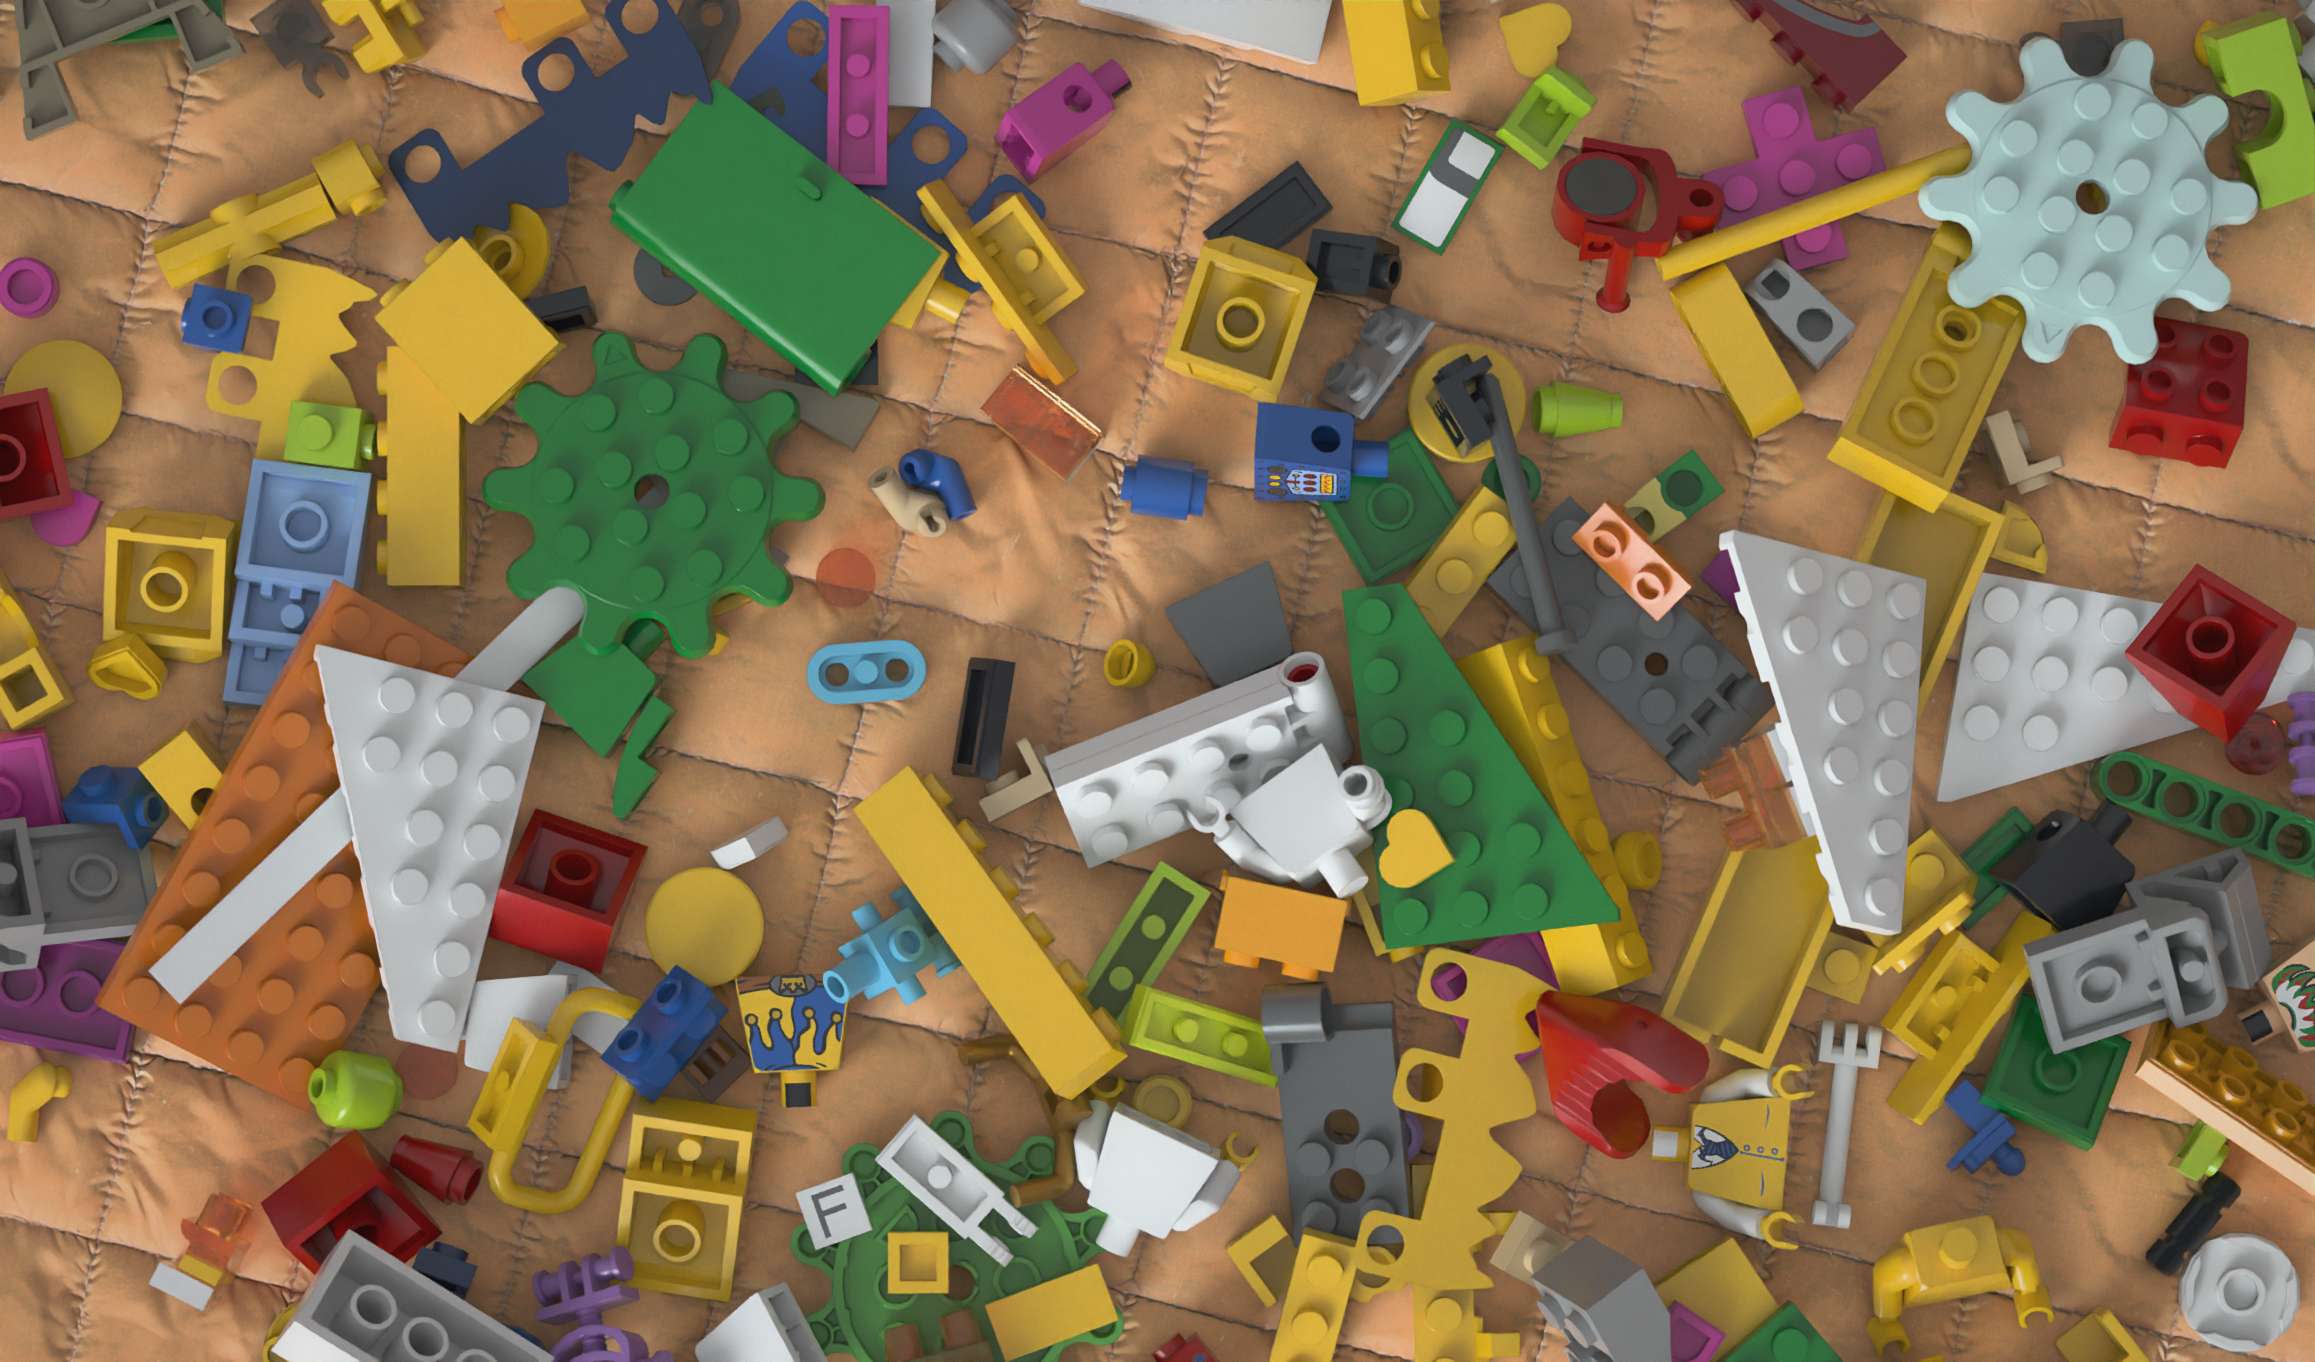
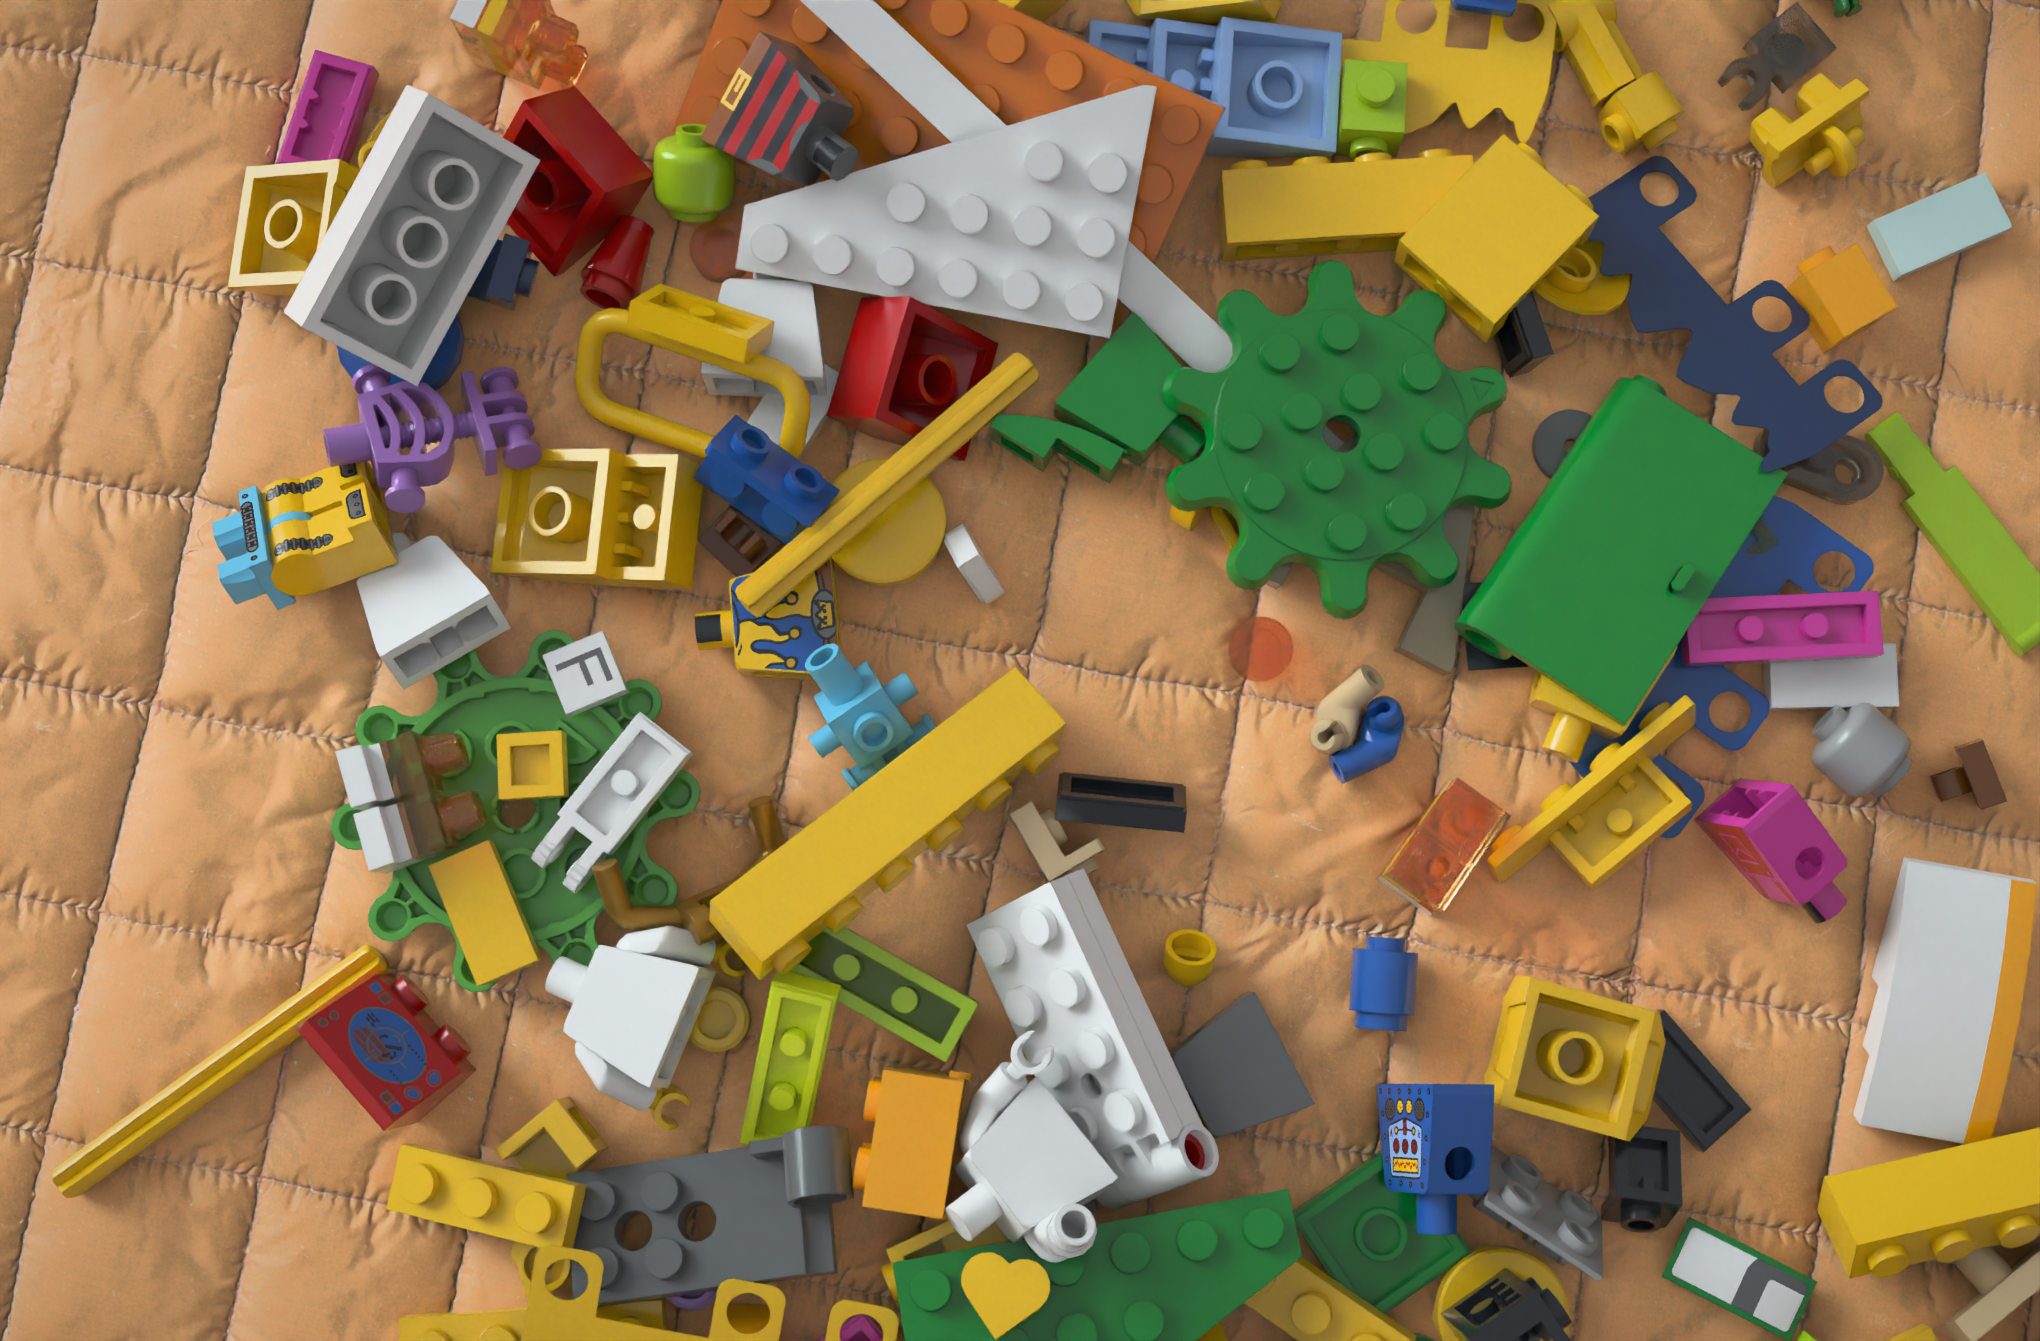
camera: 90 degrees right, 5 degrees down
(317, 997) = (784, 115): none -> torso
(672, 917) = (886, 485): none -> yellow axle
(866, 672) = (1162, 677): medium azure plate -> none

